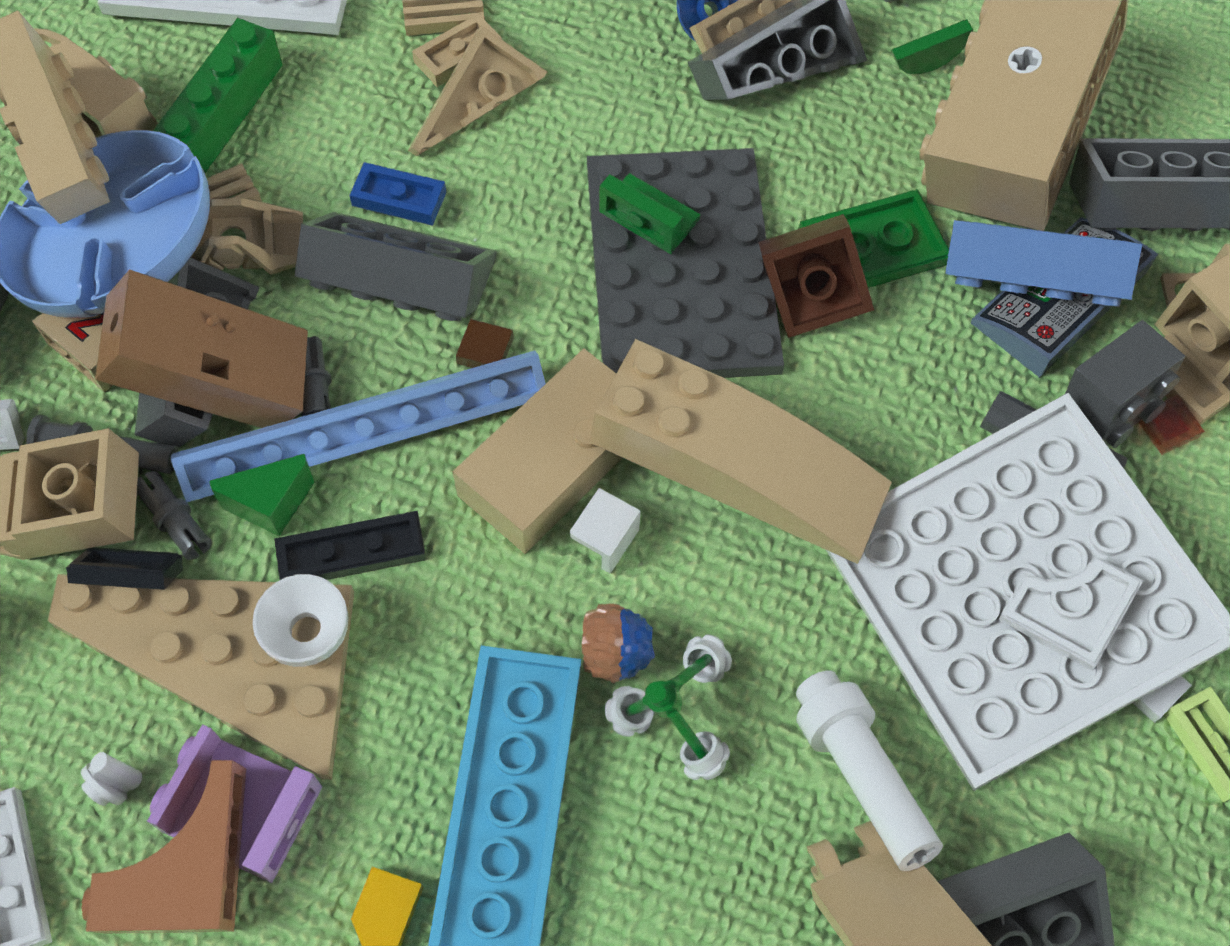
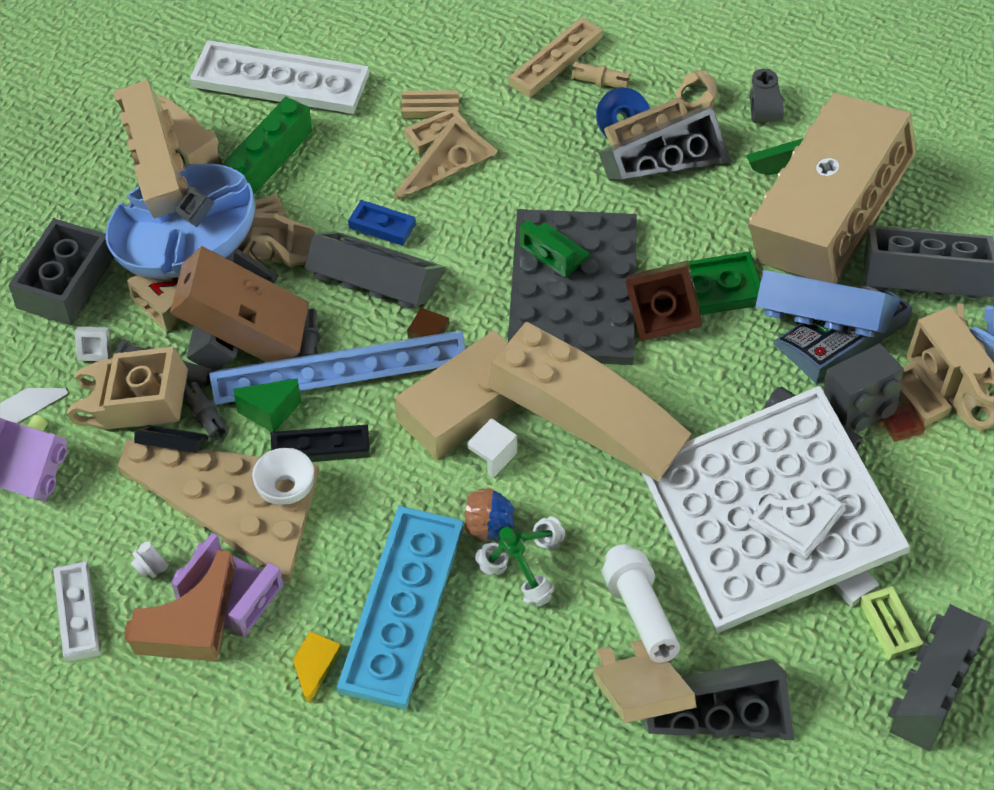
camera: 10 degrees right, 10 degrees down
(116, 202) = (194, 206): none -> dark grey tile

